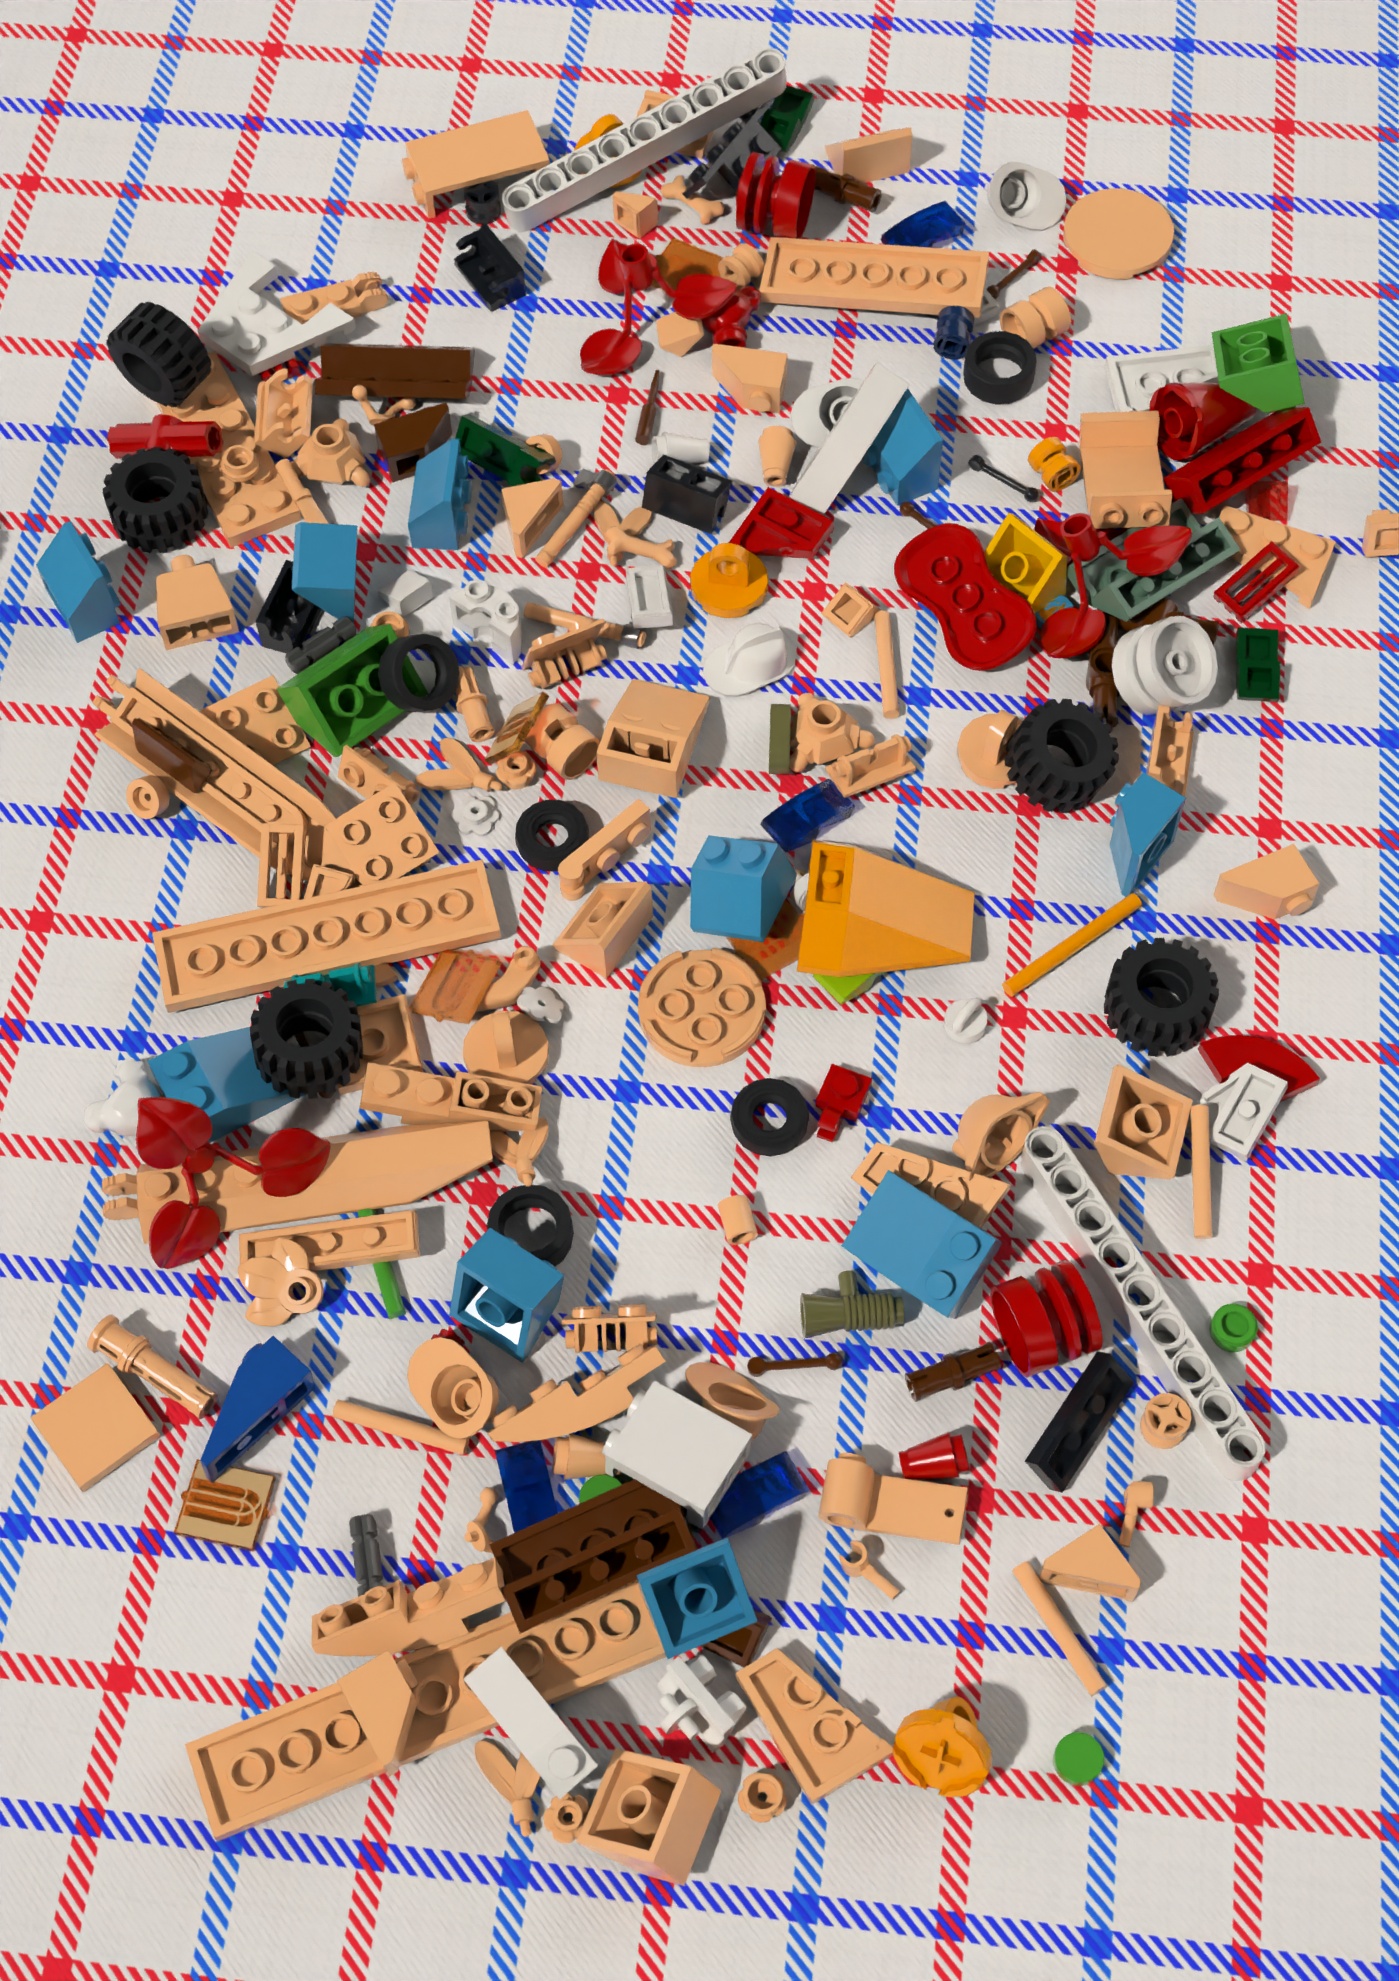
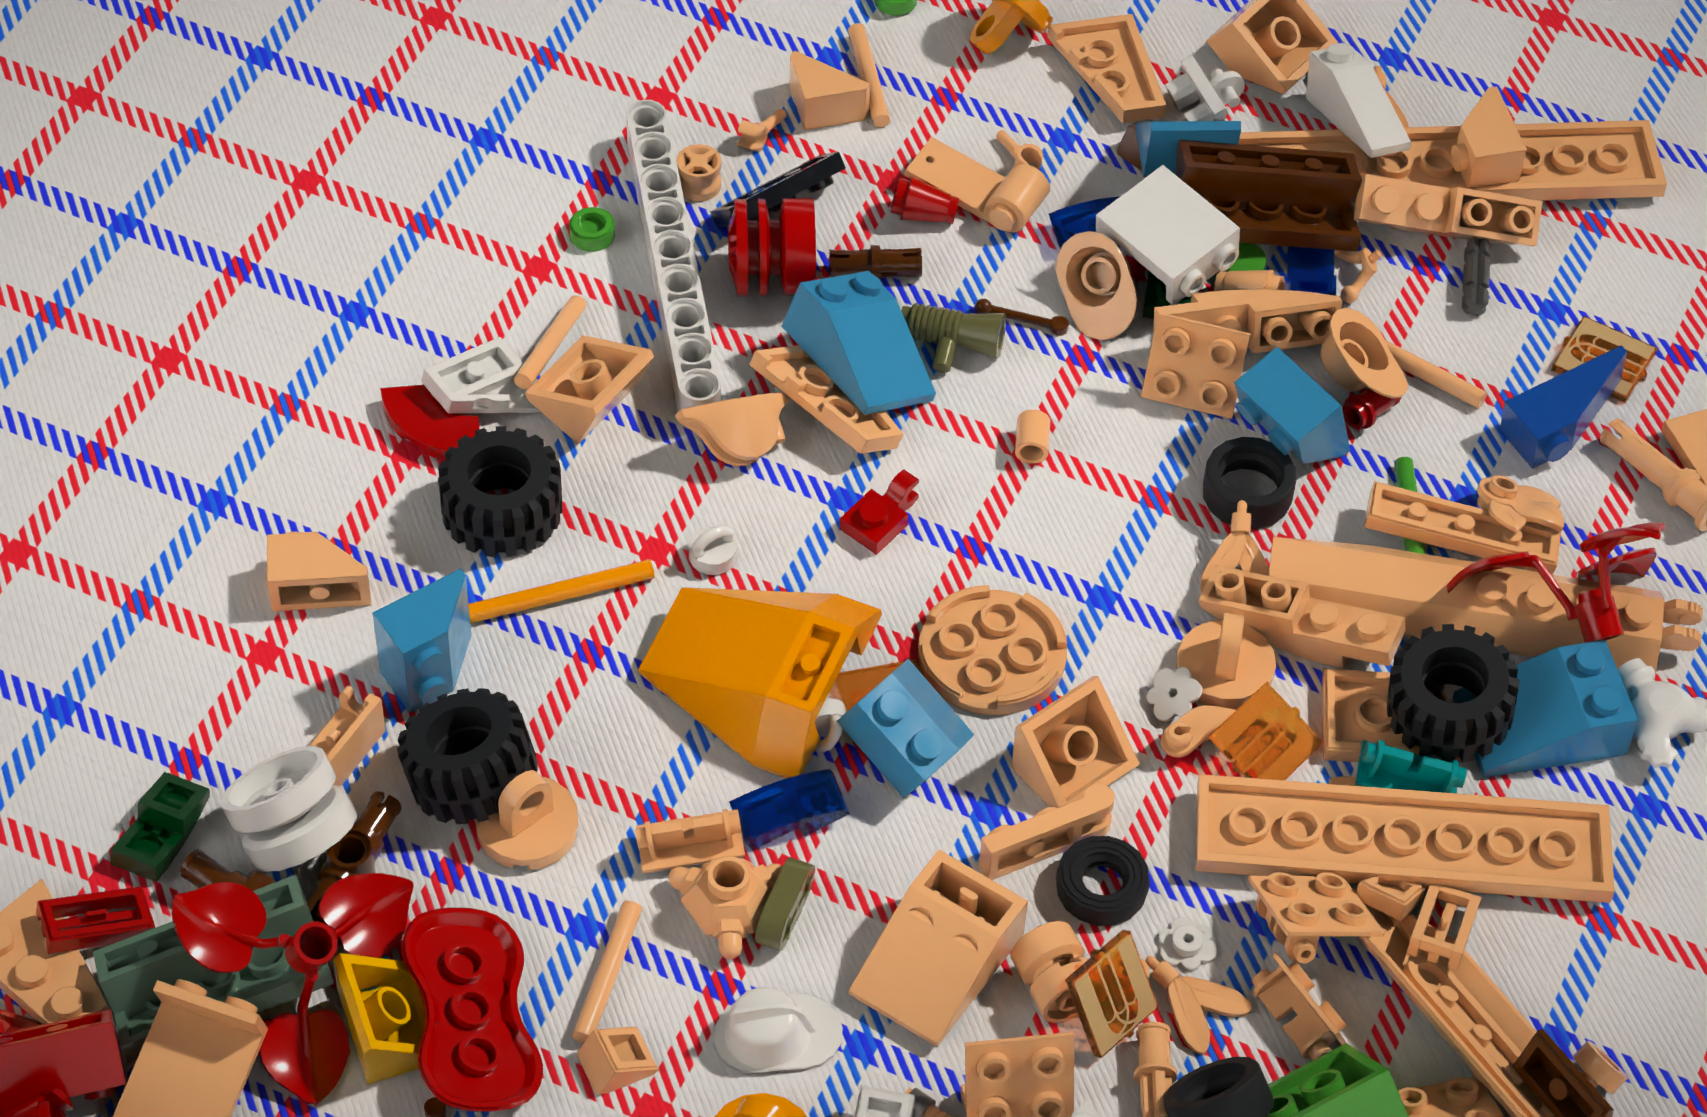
camera: 165 degrees left, 10 degrees down
(762, 1783) = (1170, 36): light nougat plate -> none
(774, 1092) = (959, 543): black tyre -> none

